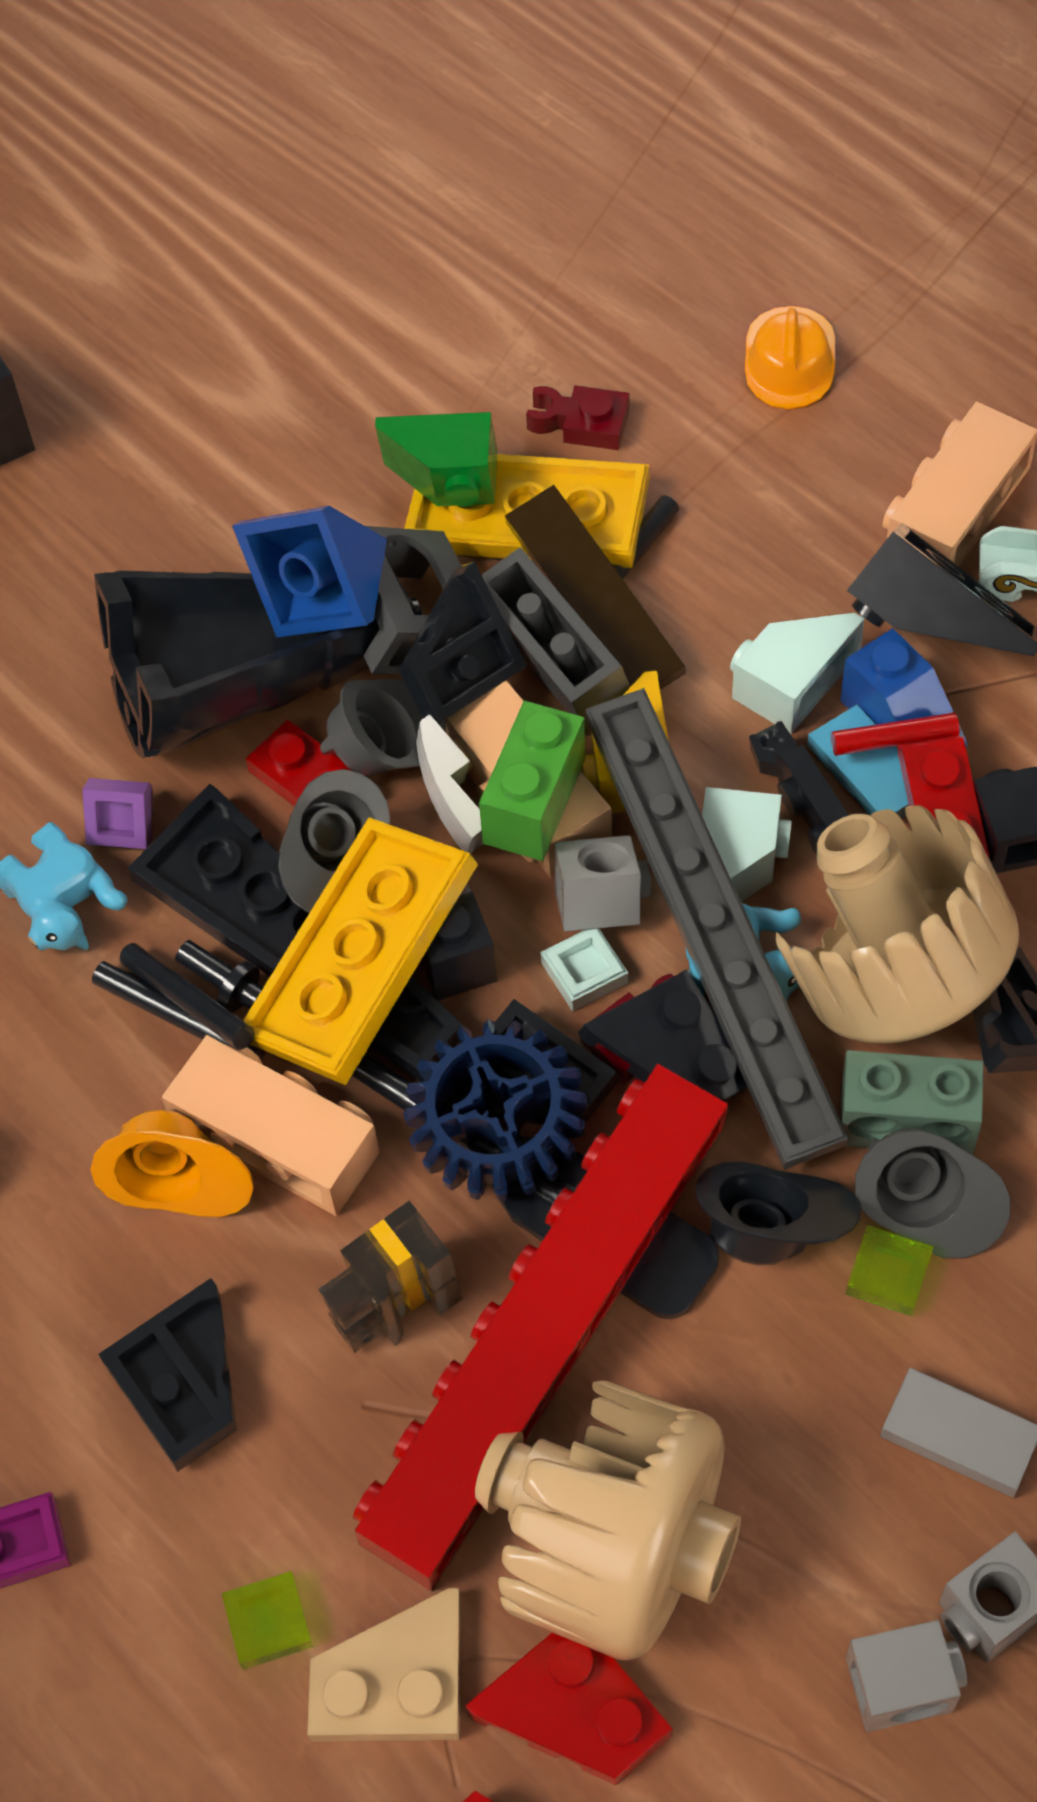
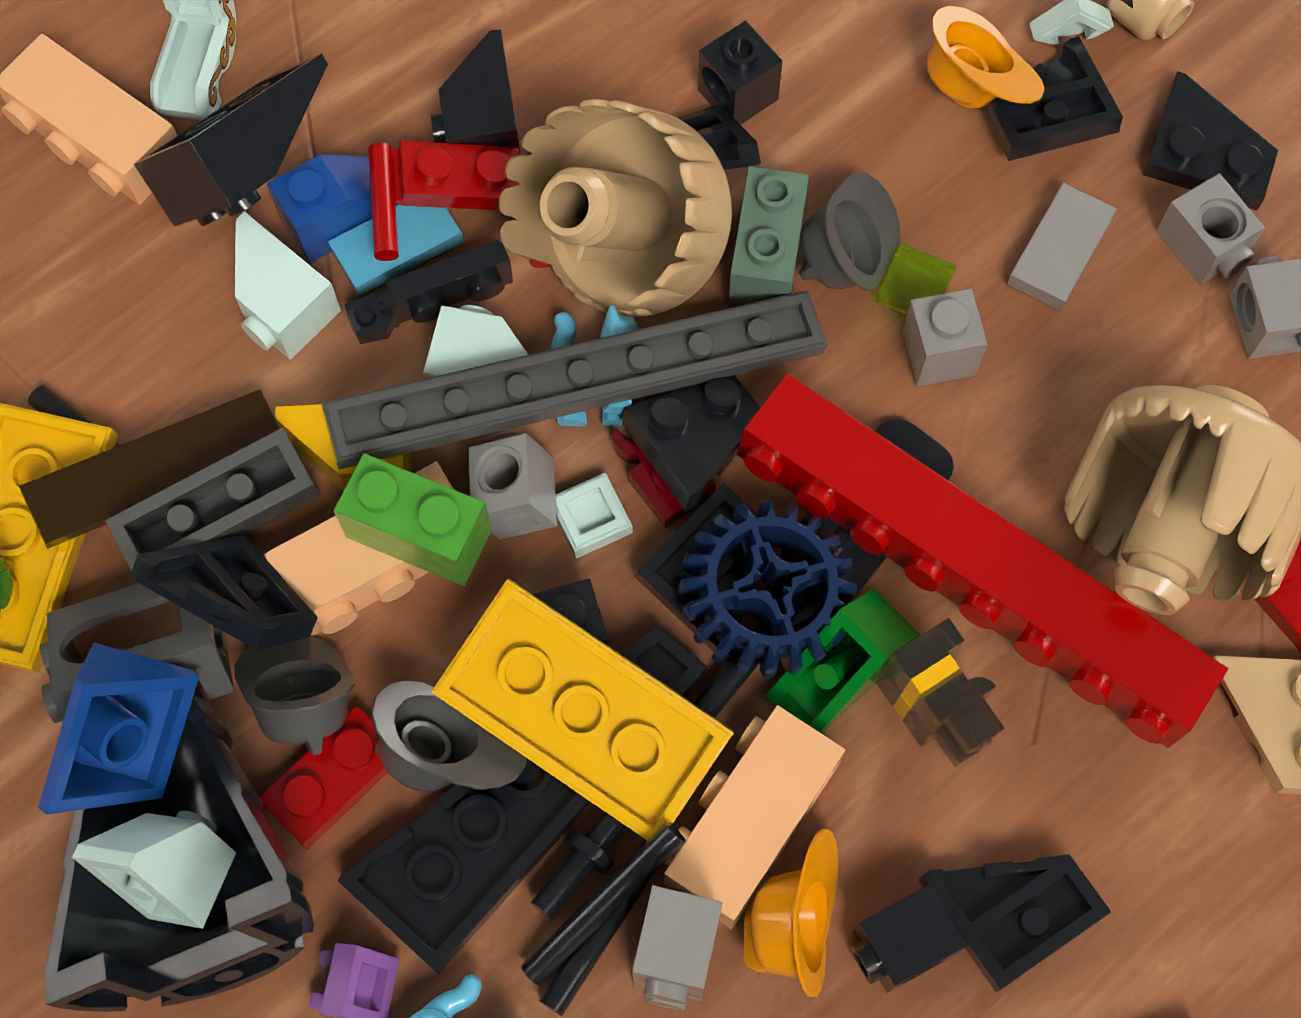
camera: 90 degrees left, 10 degrees up
(133, 1044) = (675, 947): none -> light grey brick
(147, 1264) = (906, 939): none -> black brick
(210, 626) = (161, 865): none -> light aqua slope
(267, 1620) = (1242, 831): clear neon green tile -> none
(443, 771) = (367, 628): white slope -> none
(448, 1199) = (848, 670): none -> green slope
(772, 1213) = (875, 353): black piece -> none
(812, 1289) = (944, 337): none -> light grey brick

